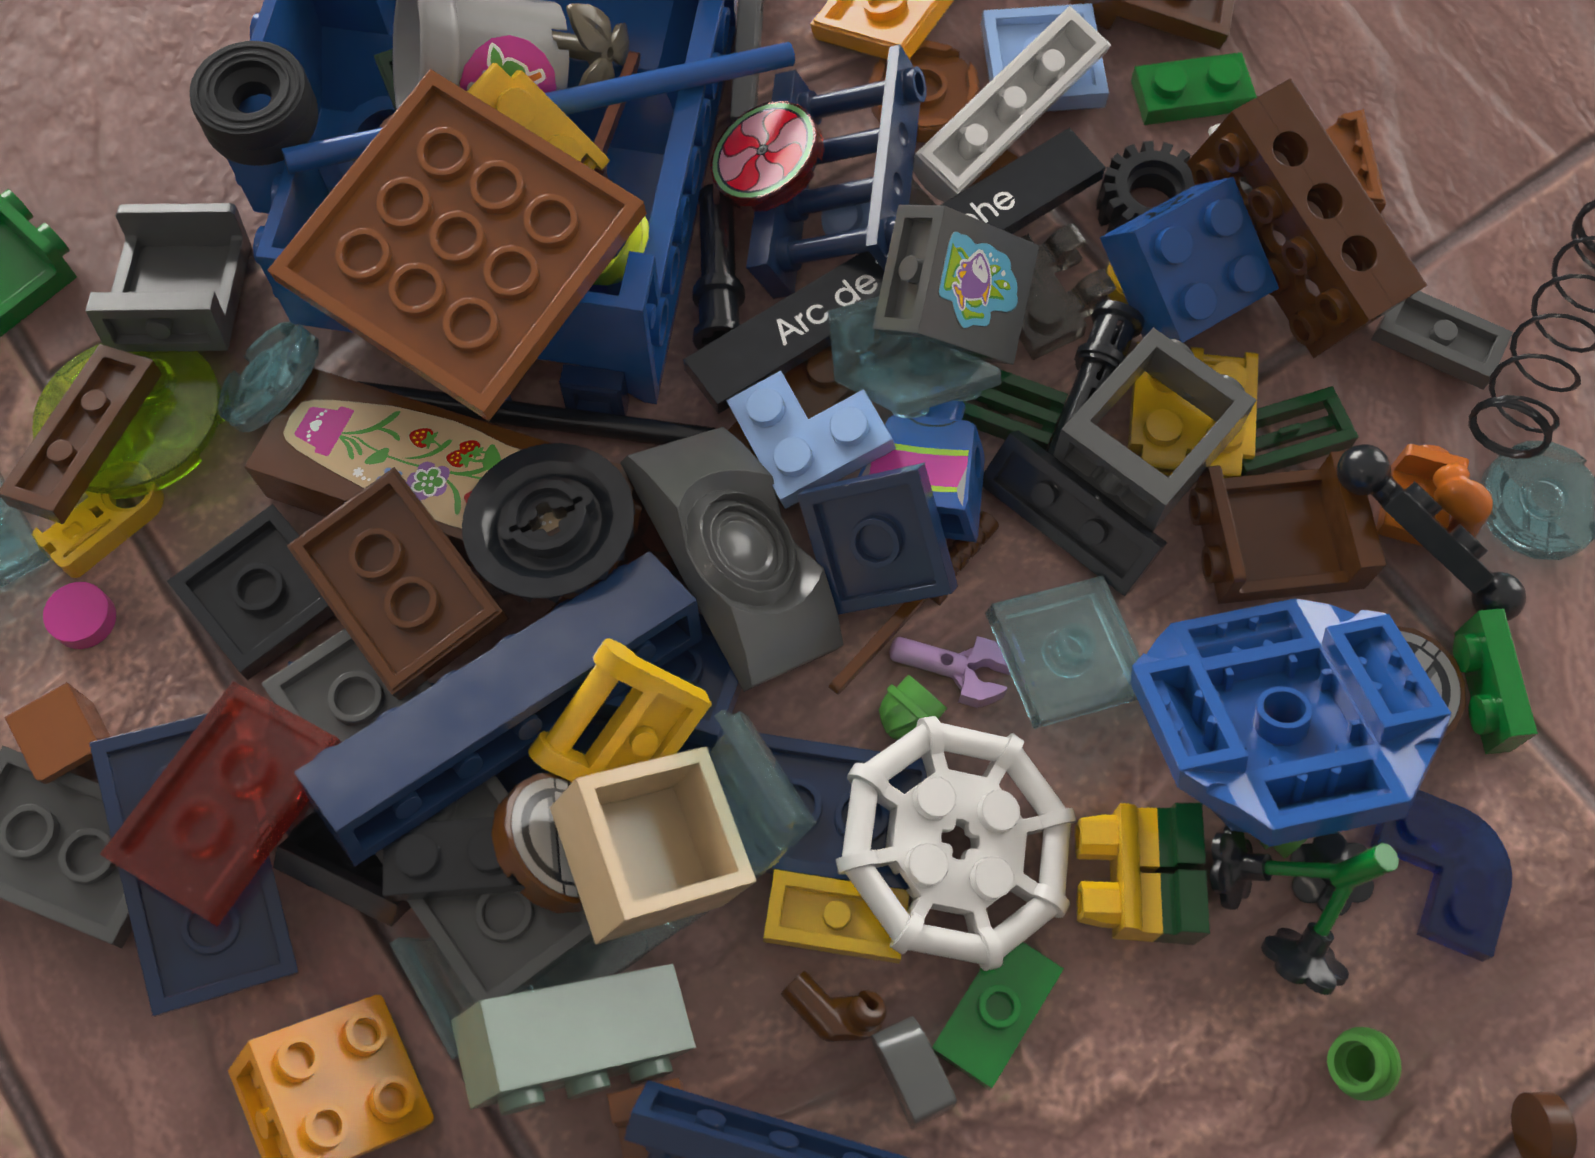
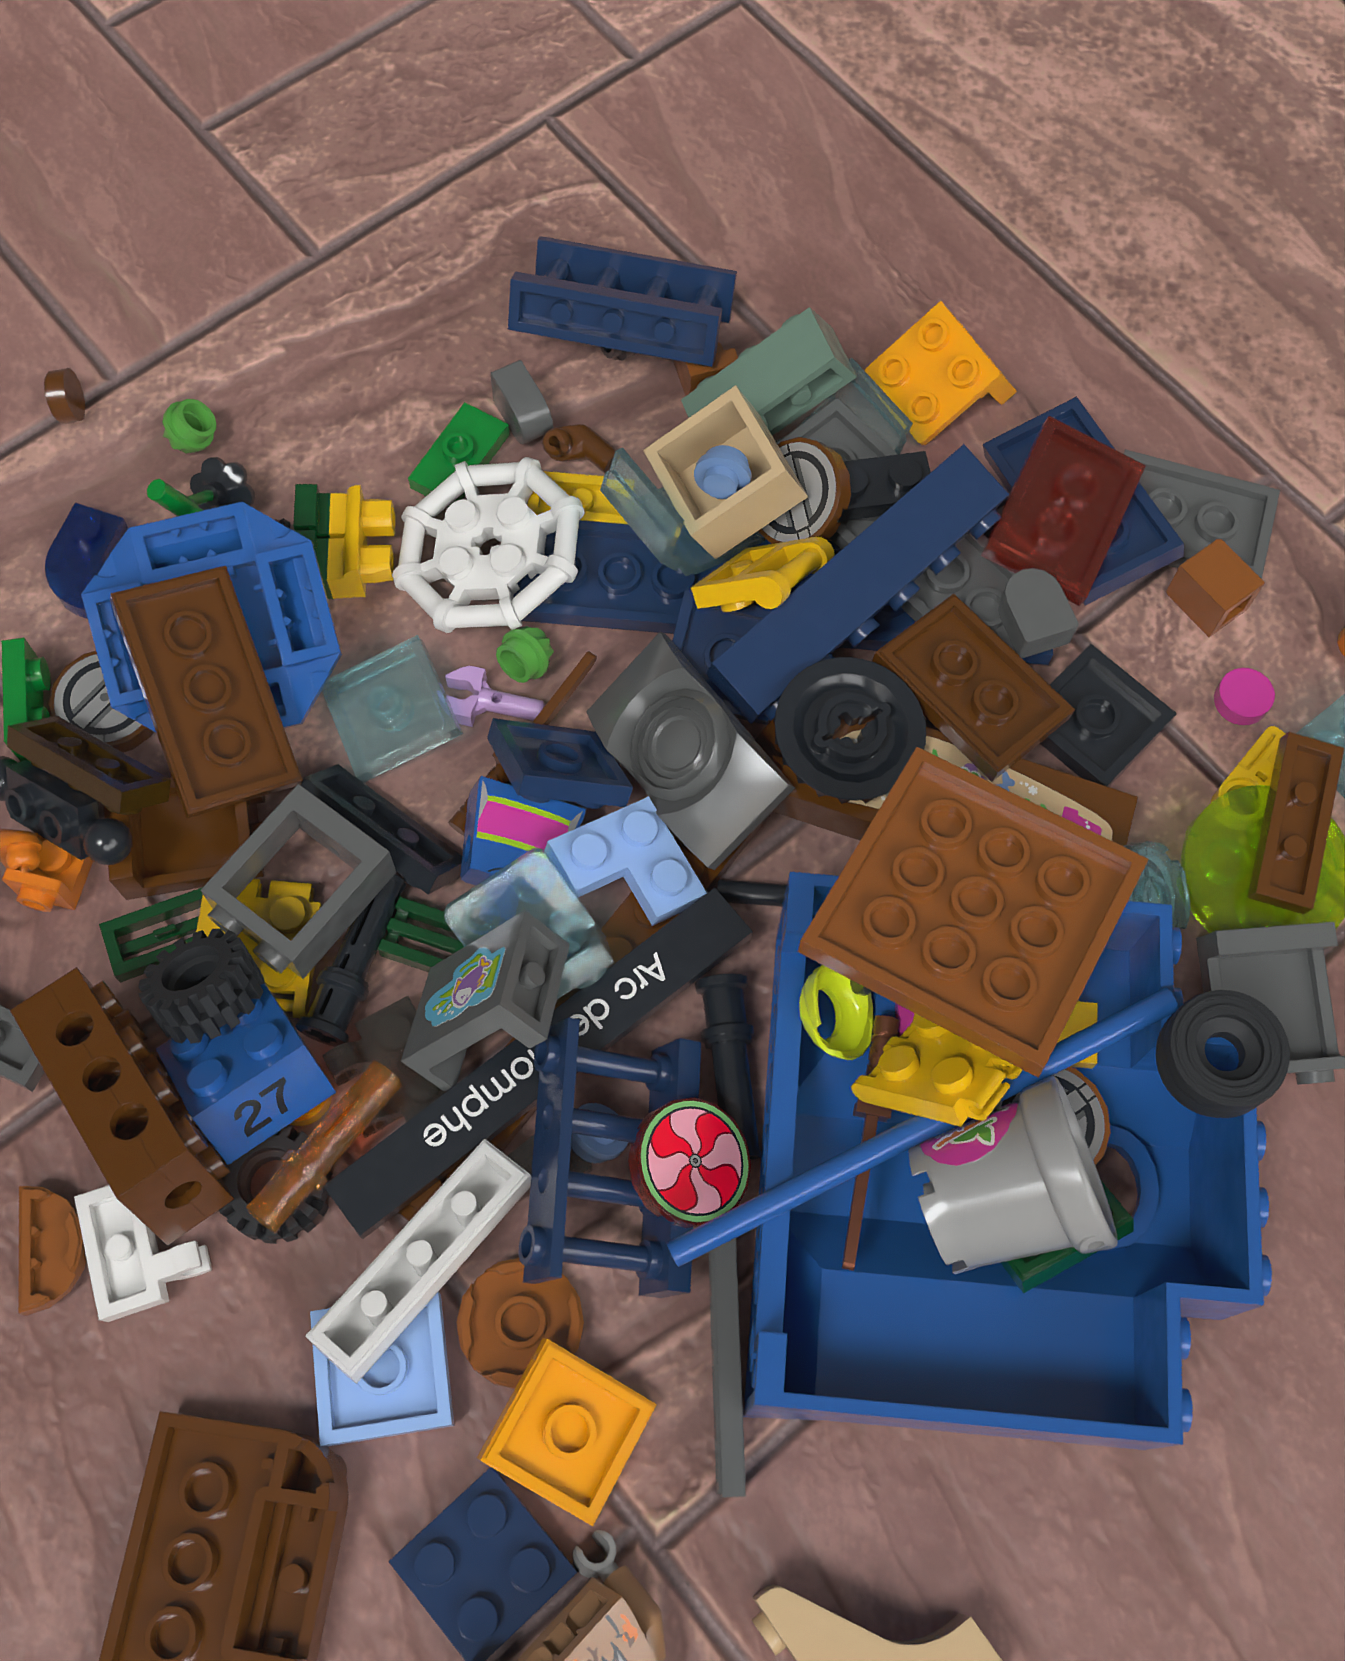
camera: 175 degrees right, 0 degrees up
(300, 663) = (1036, 613): none -> dark grey piece
(594, 42) = (900, 1253): dark tan plant -> none
(656, 804) = (722, 471): none -> medium blue plate
(1121, 174) = (310, 1163): none -> clear orange pin
(1192, 88) = (209, 1349): green plate -> none
(1272, 323) = (201, 986): none -> black tyre
(1287, 621) = (205, 690): none -> reddish brown tile
(1403, 553) = (89, 764): none -> dark brown plate

